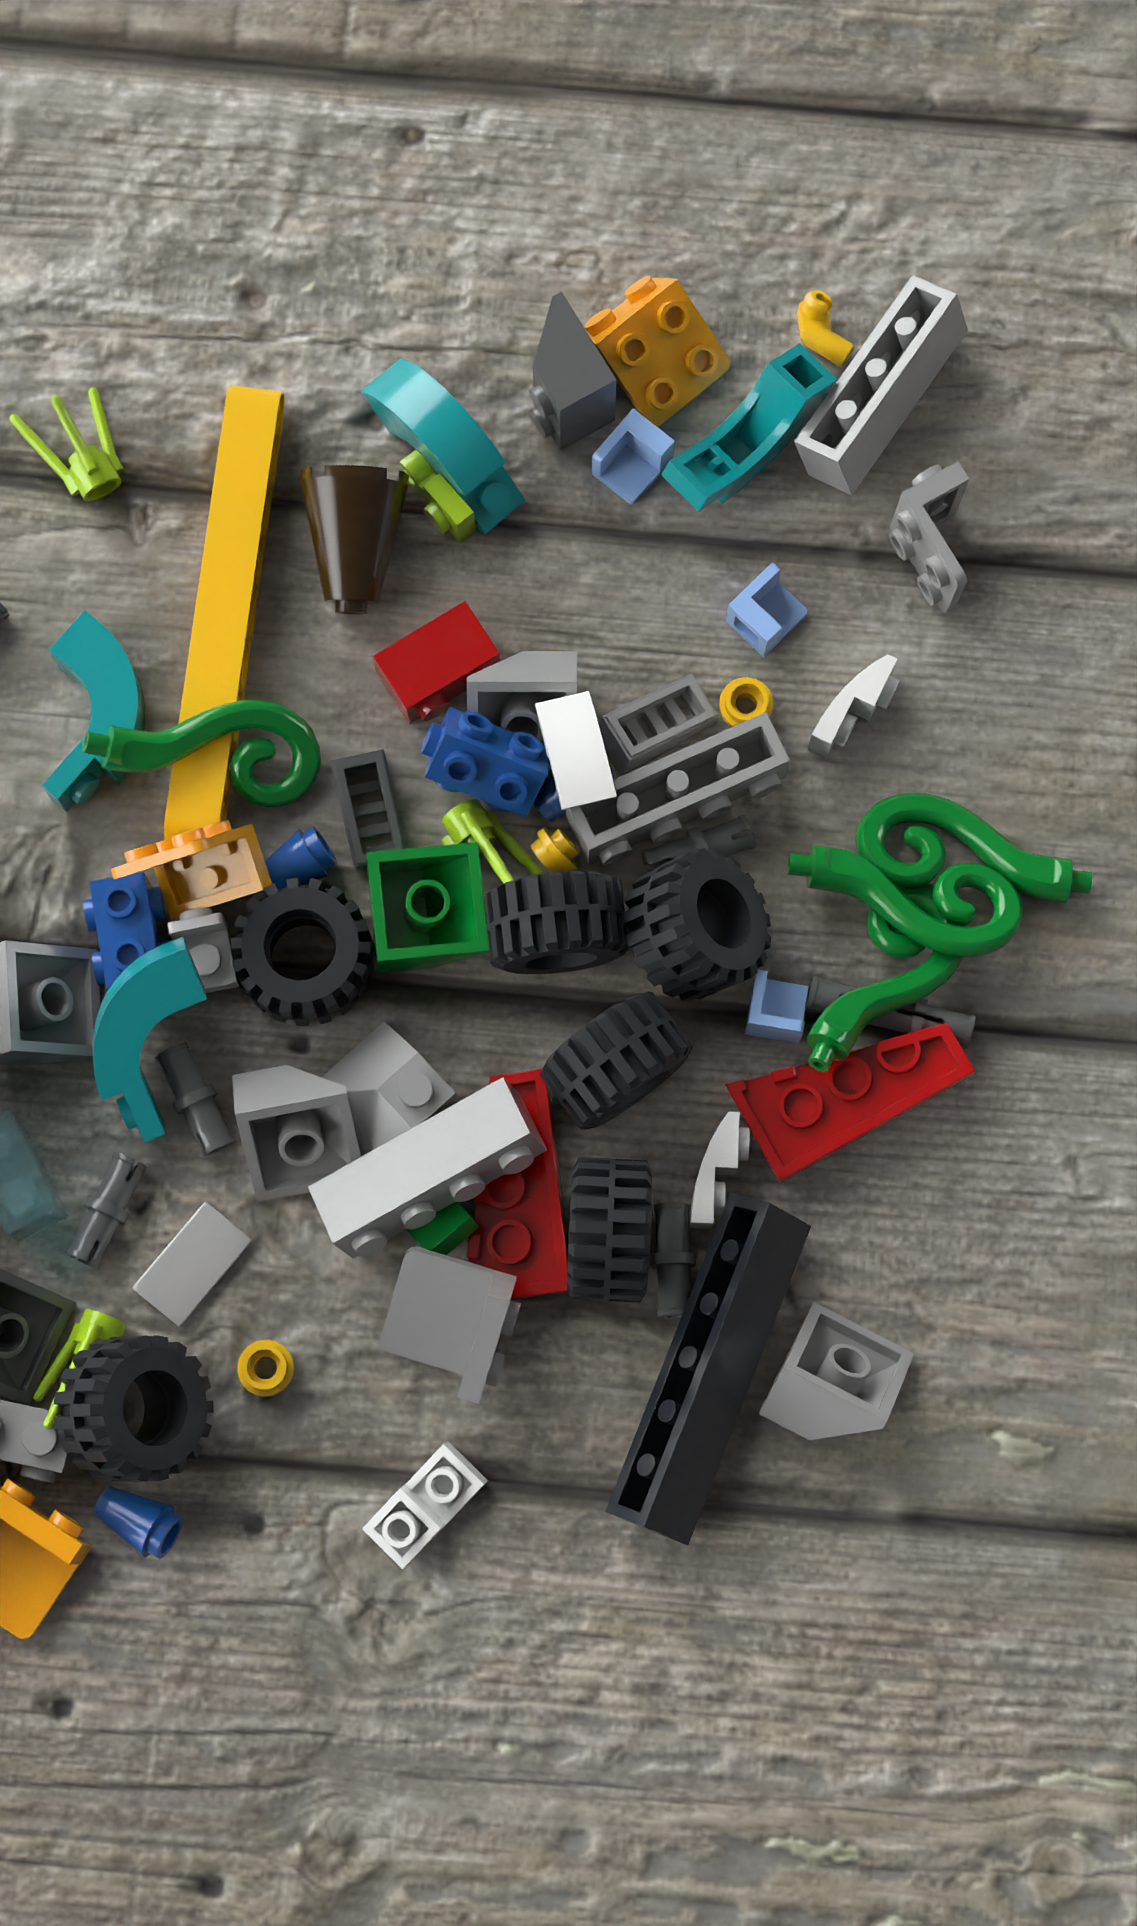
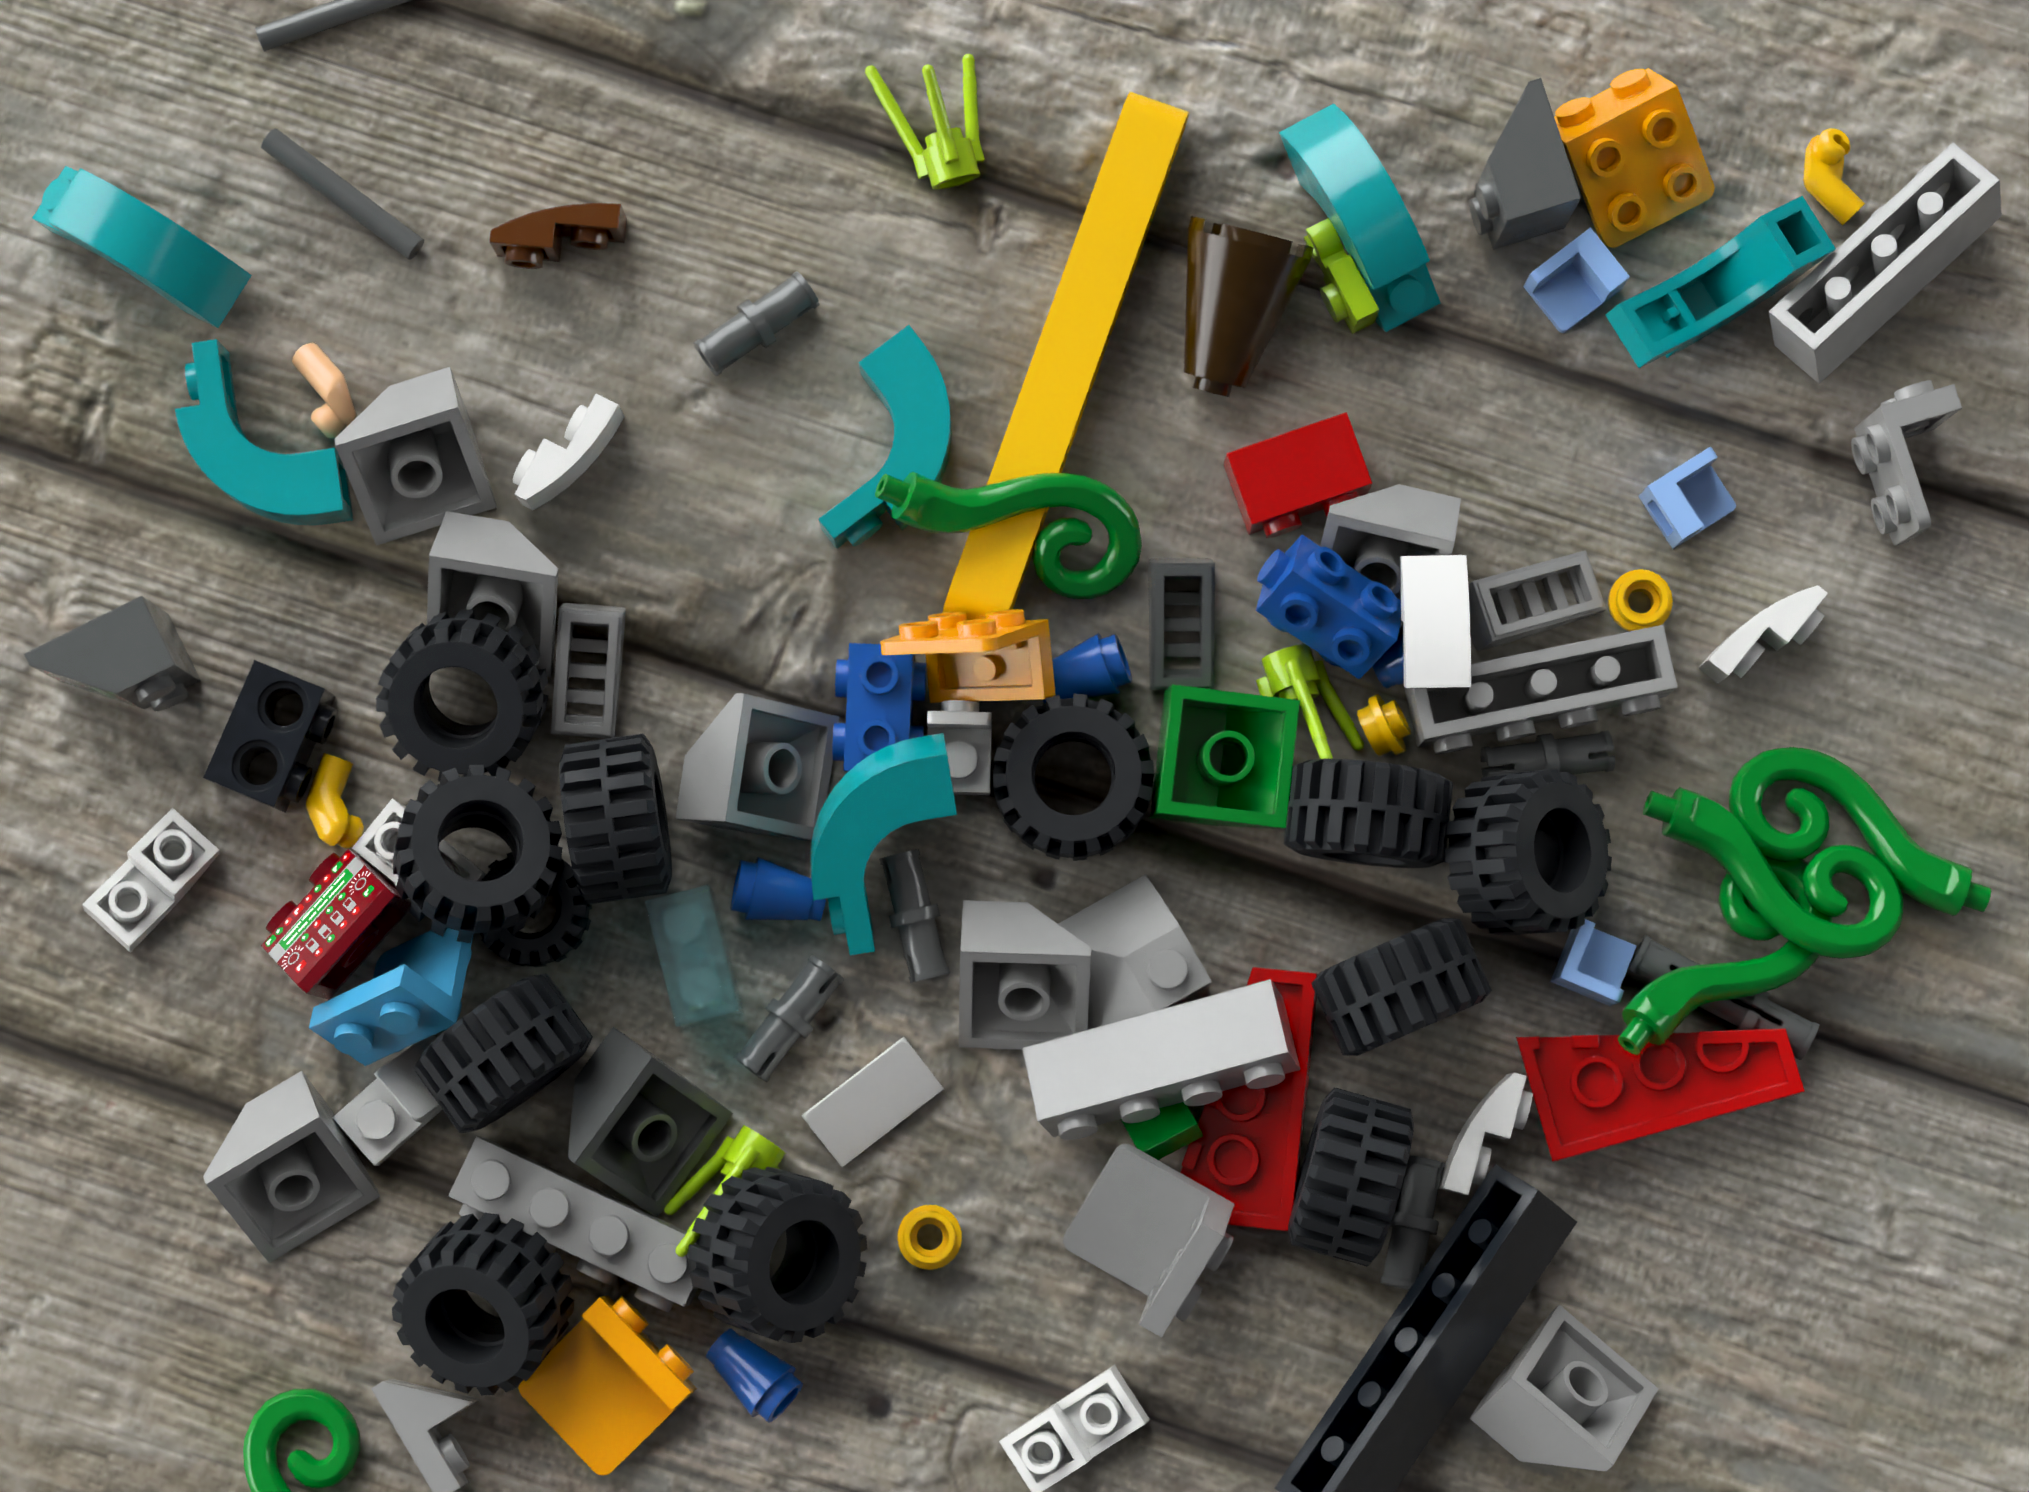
camera: 15 degrees right, 5 degrees up
(72, 1107) = (774, 893): none -> blue cone

